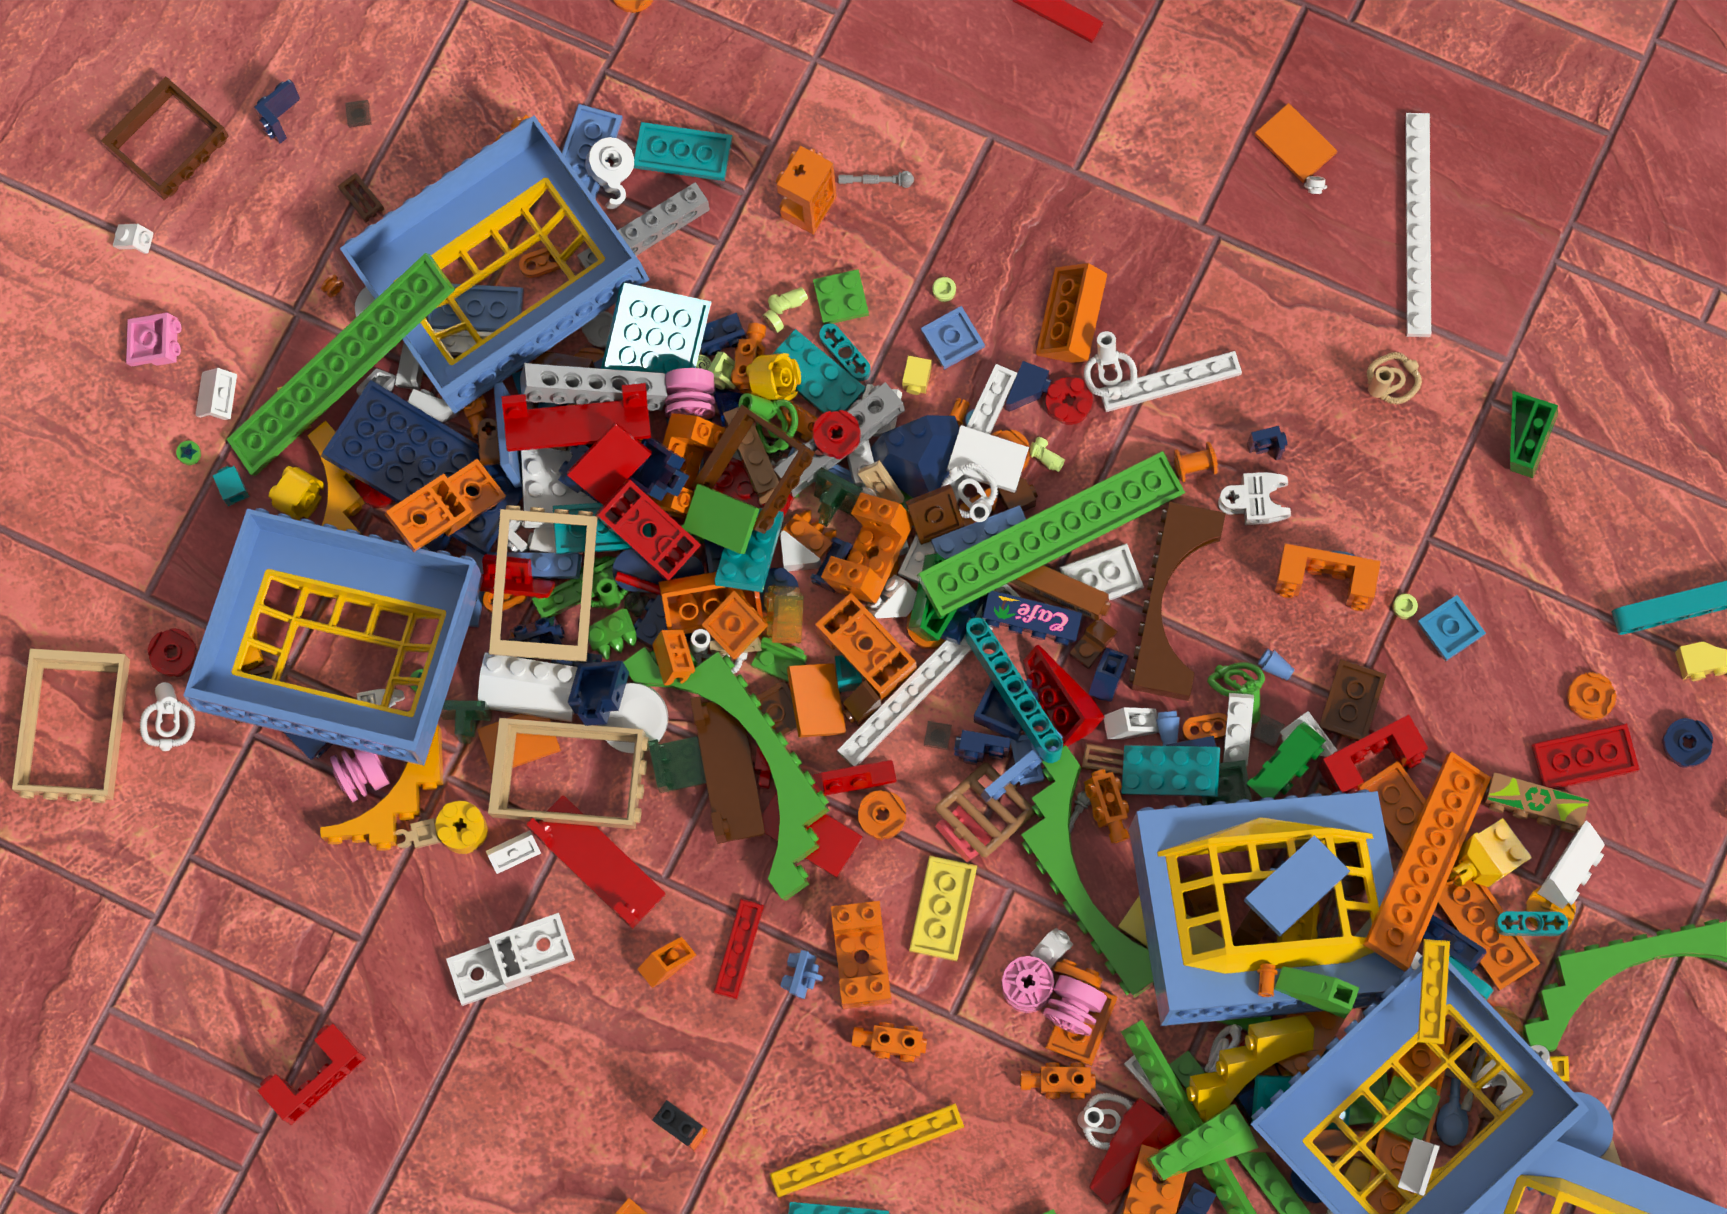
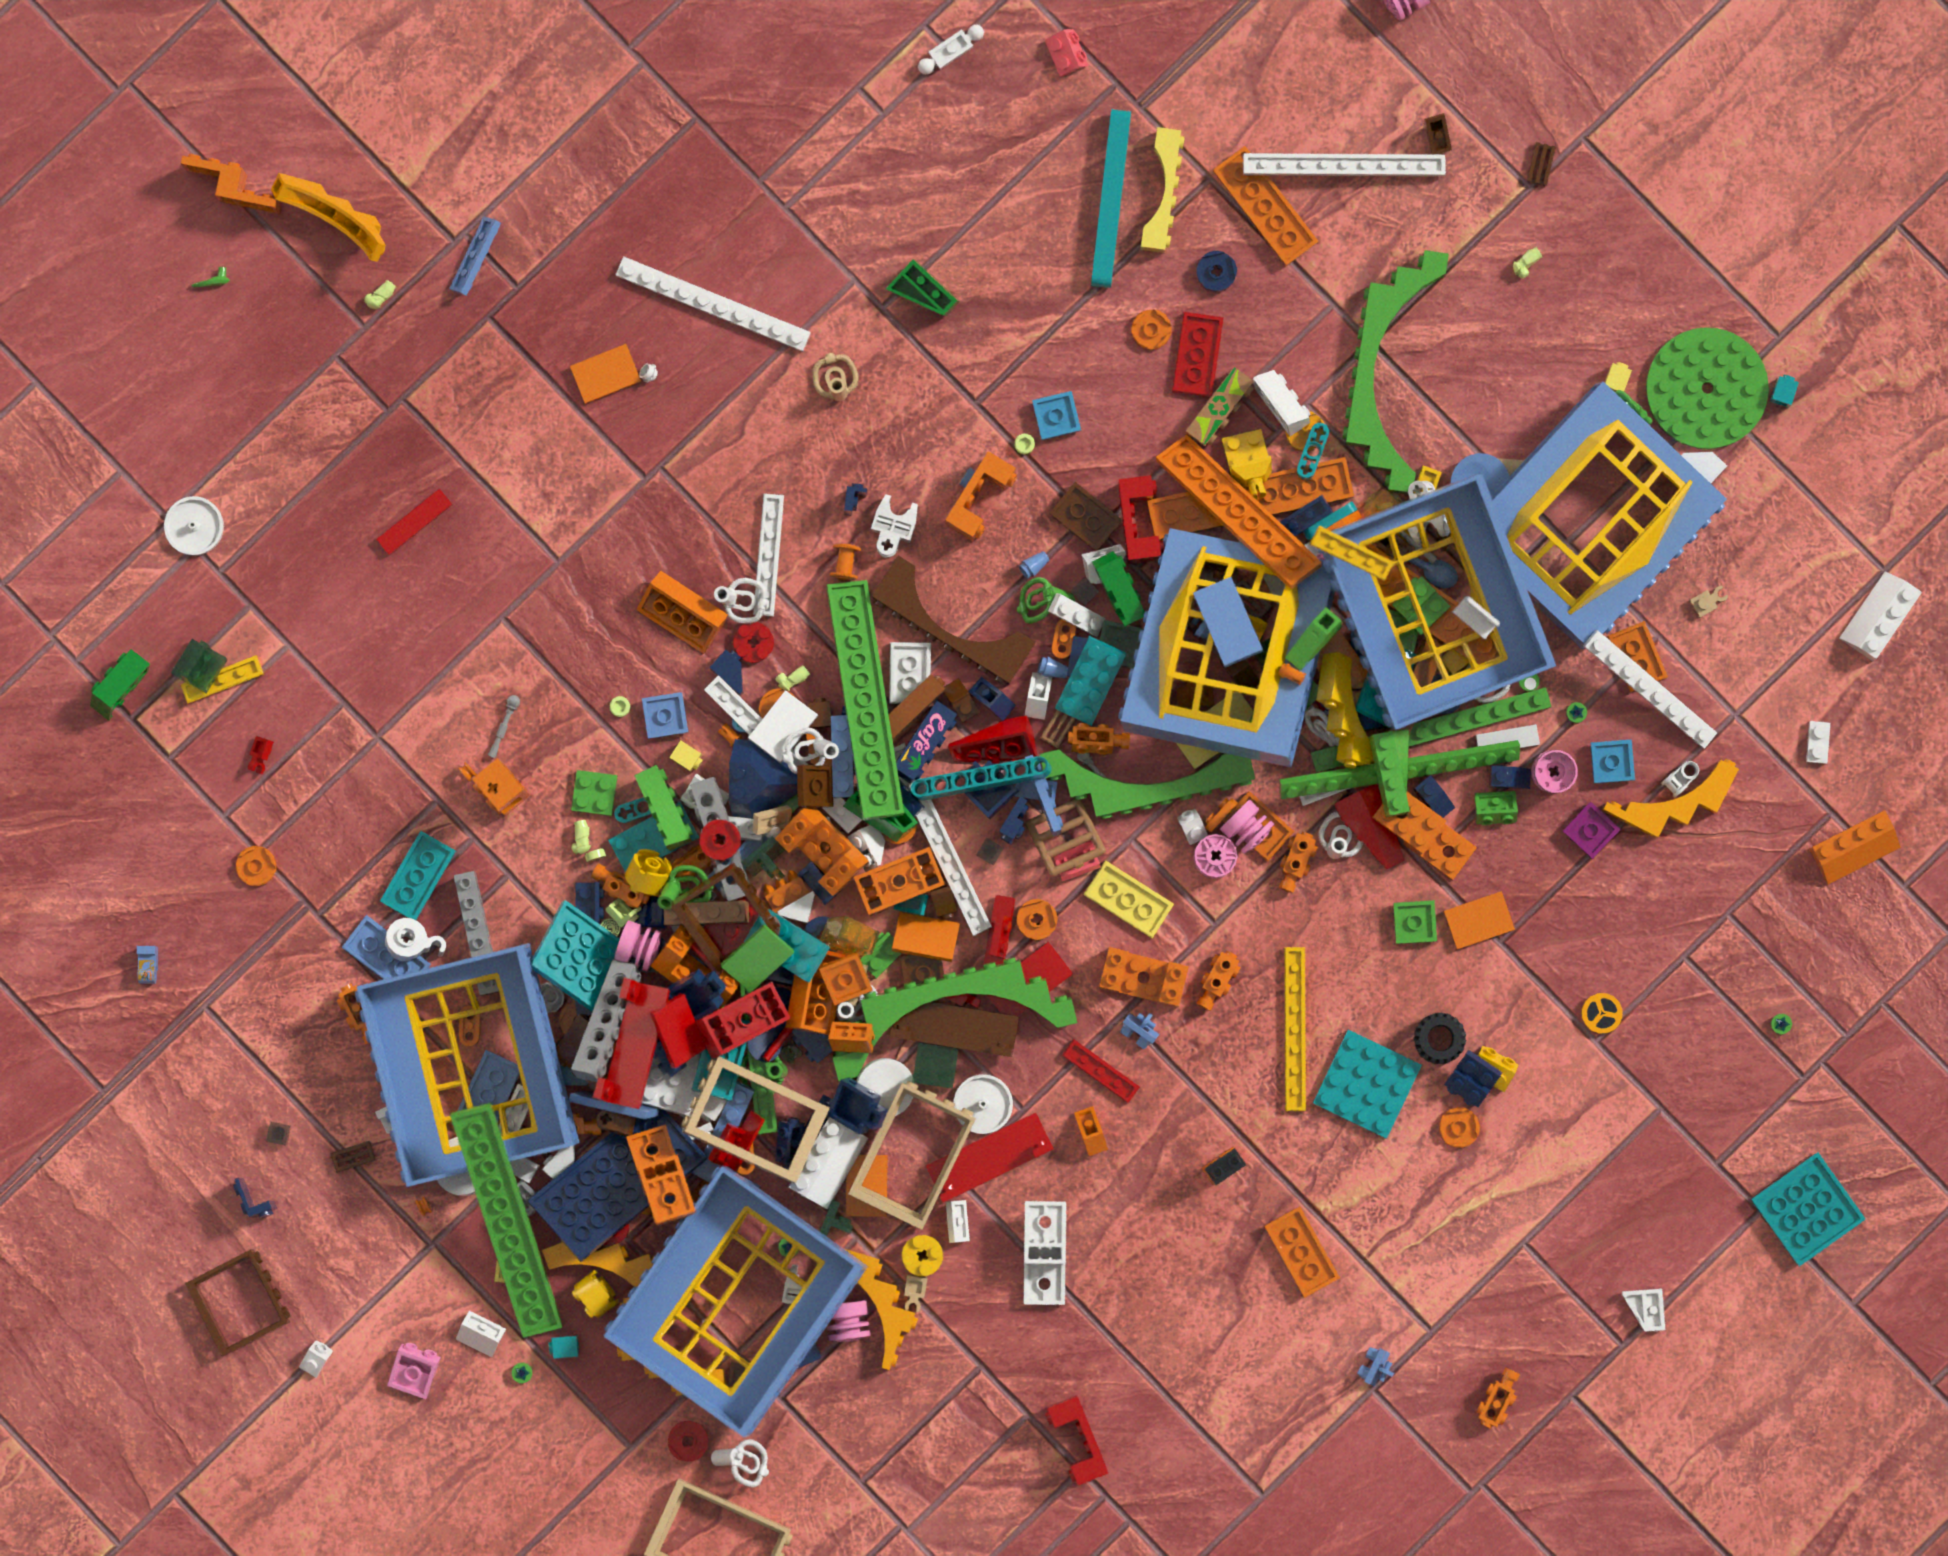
camera: 70 degrees left, 10 degrees up
(611, 632) = (807, 1078): bright green plate -> none
(659, 836) = (988, 1100): none -> white piece
(850, 369) = (663, 807): none -> bright green wedge

